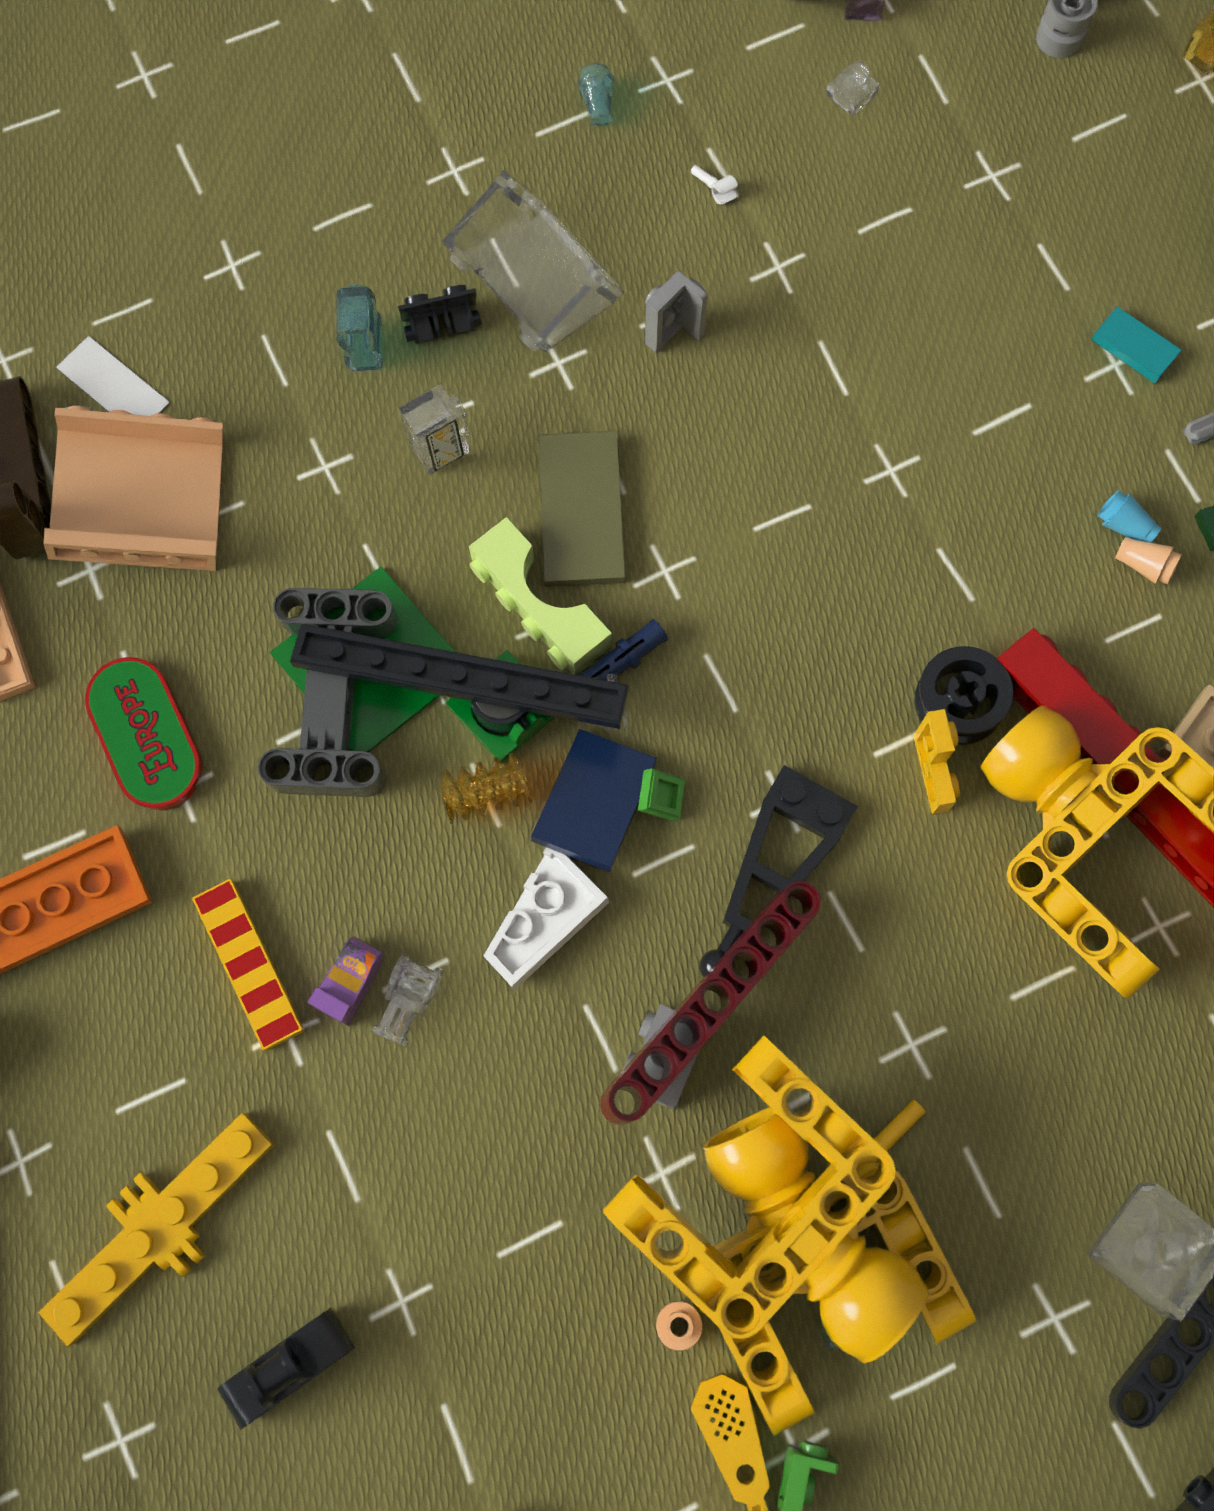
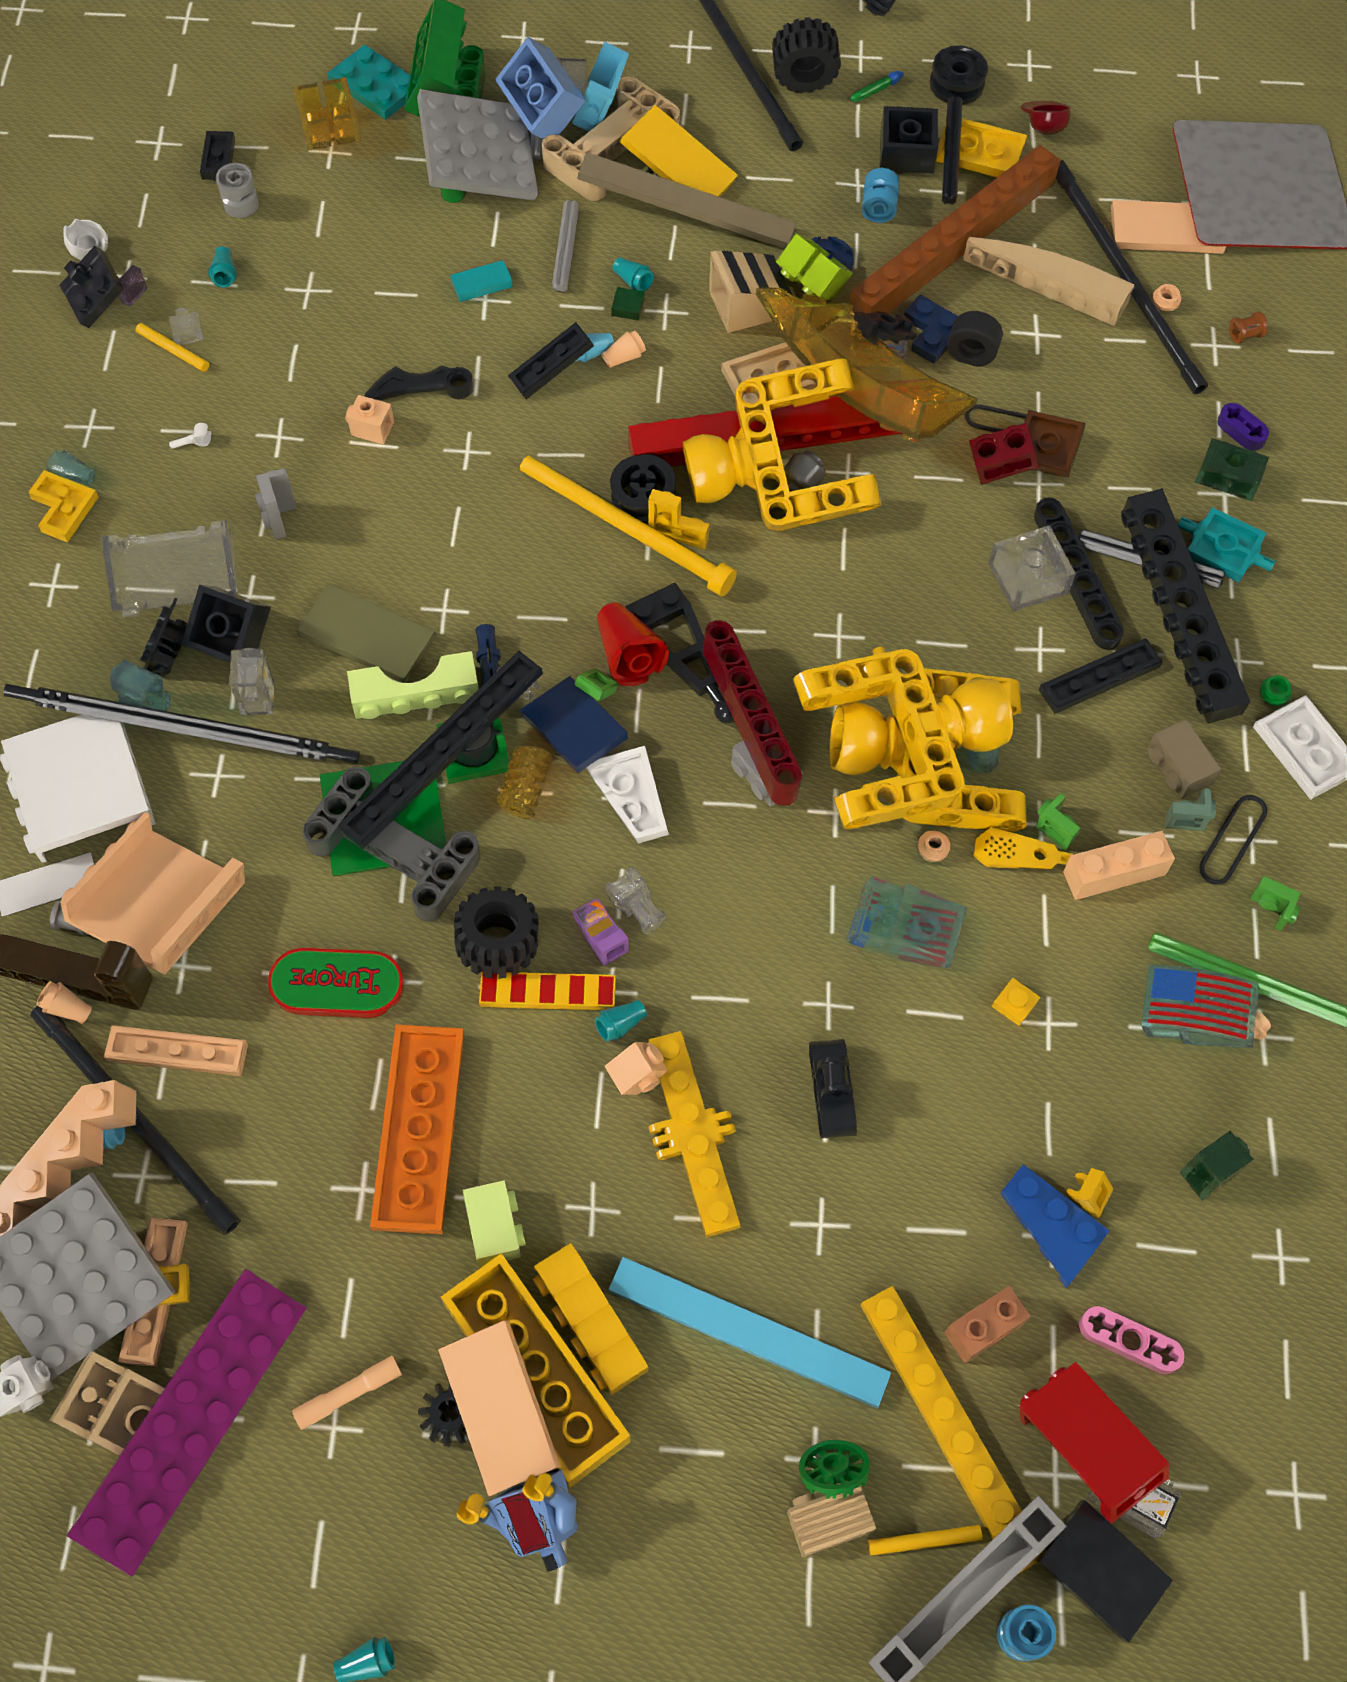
camera: 65 degrees left, 10 degrees down
(189, 1122) = (637, 1068): none -> light nougat brick
(232, 338) = (73, 781): none -> white panel
(248, 1066) = (618, 1020): none -> teal cone
(266, 834) = (496, 909): none -> black tyre
(346, 396) = (181, 723): none -> axle
(488, 359) = (224, 622): none -> black brick
(550, 1348) = (906, 923): none -> clear light blue slope
(552, 123) = (68, 504): none -> yellow plate
(732, 800) = (630, 645): none -> red cone
(818, 91) = (172, 347): none -> yellow bar
(856, 343) = (370, 419): none -> light nougat brick
(895, 855) = (719, 577): none -> yellow piece
(934, 345) = (399, 382): none -> black piece
(954, 72) = (222, 268): none -> teal cone
(1064, 1425) = (1100, 676): none -> black tile
(1072, 486) = (551, 360): none -> black tile
(1112, 874) = (804, 471): none -> dark grey head

